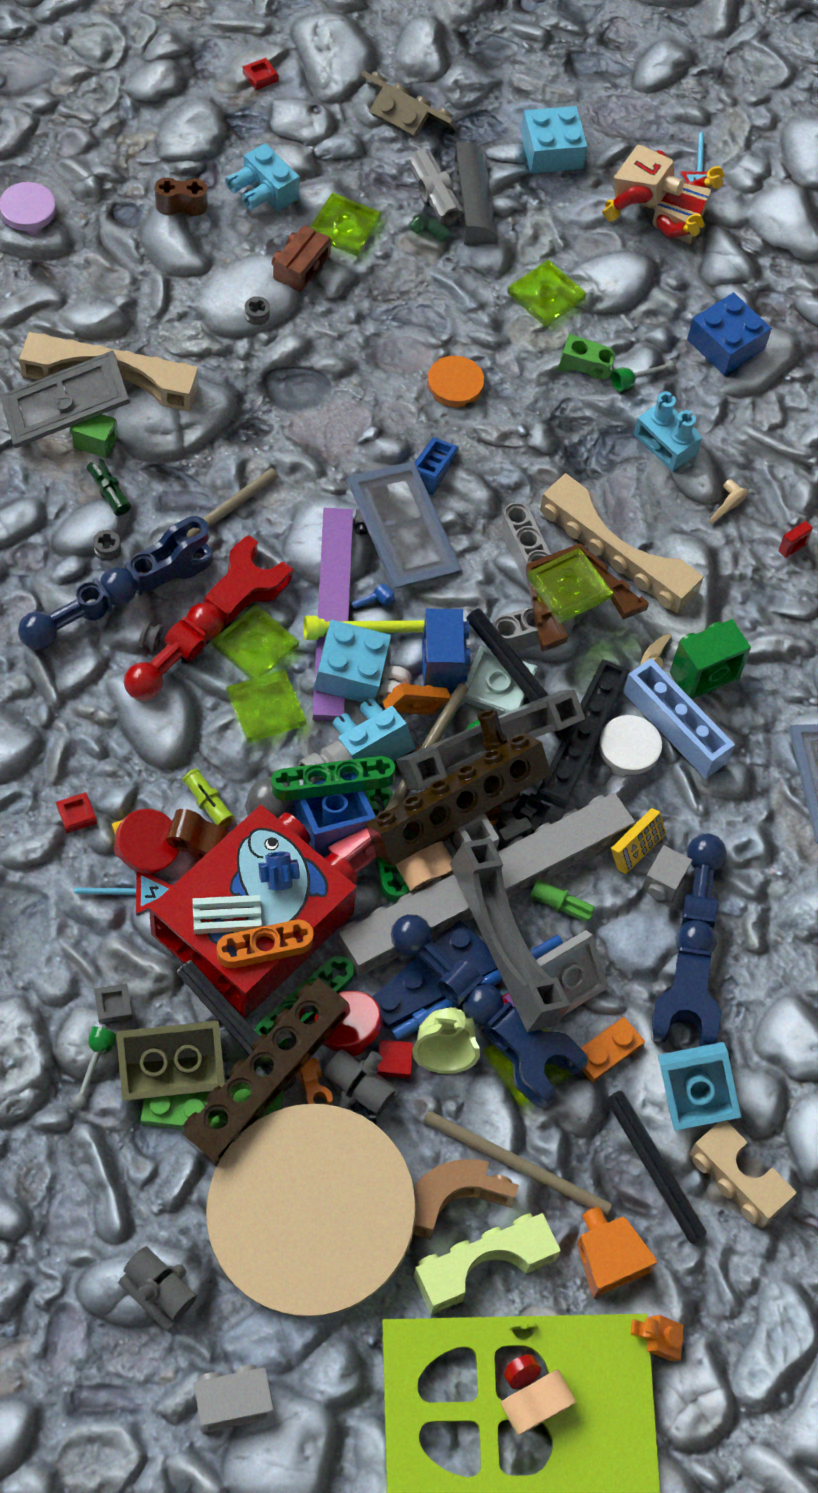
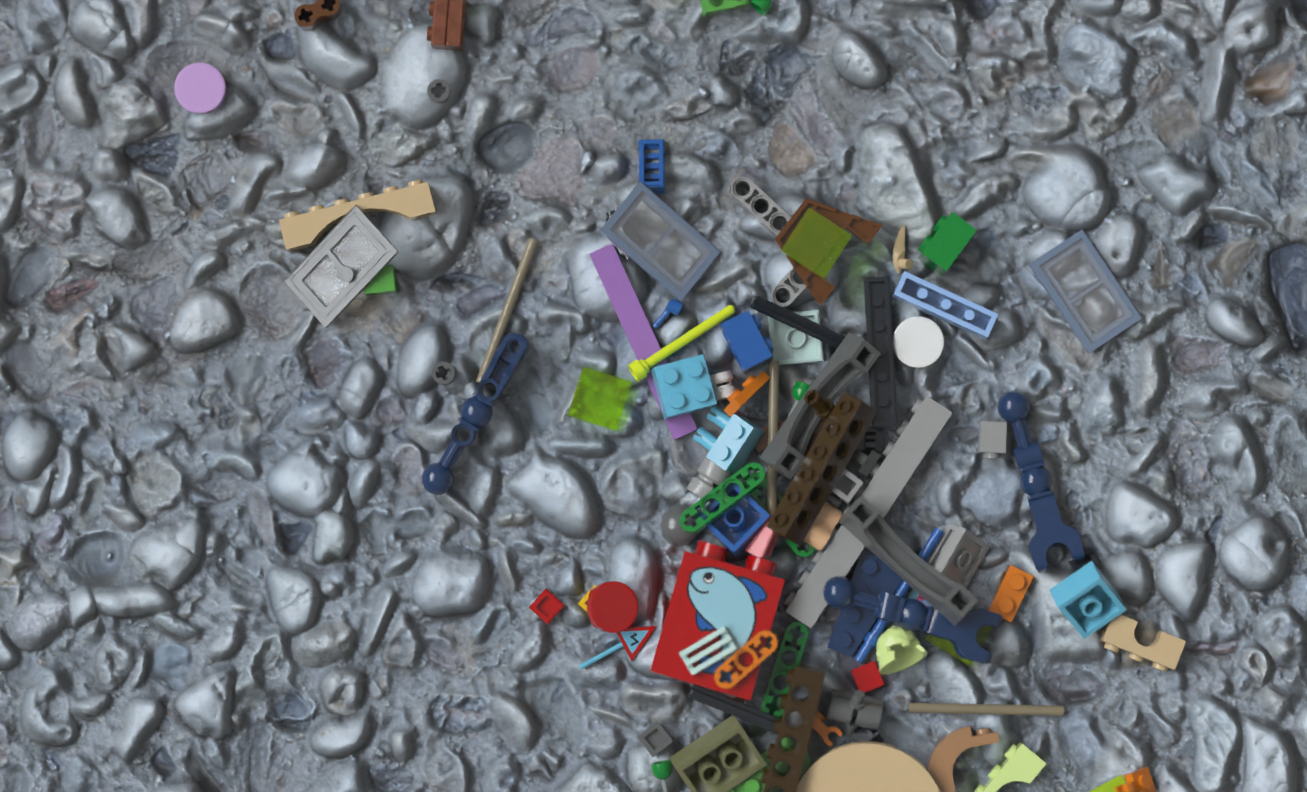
camera: 15 degrees left, 25 degrees up
(109, 487) = (415, 321): dark green pin -> none
(150, 636) = (521, 437): dark grey bush -> none
(194, 834) = (646, 585): reddish brown axle -> none
(197, 784) = (635, 548): lime pin -> none
(205, 620) = (555, 402): red piece -> none
(266, 706) = (635, 448): clear neon green tile -> none
(279, 870) = (728, 602): blue gear -> none
(359, 1026) = (835, 665): tile -> none
(455, 381) = (630, 75): orange tile -> none
(562, 901) = (926, 496): bright green axle -> none
(612, 1253) = (1079, 743): orange torso -> none
(638, 841) = (959, 421): yellow tile -> none
(657, 1167) = (1081, 663): black axle -> none
(664, 578) = (779, 153): tan arch -> none
(668, 433) = (822, 42): medium azure brick -> none
(736, 496) = (901, 68): tan bar -> none
(795, 539) = (964, 90): red tile -> none

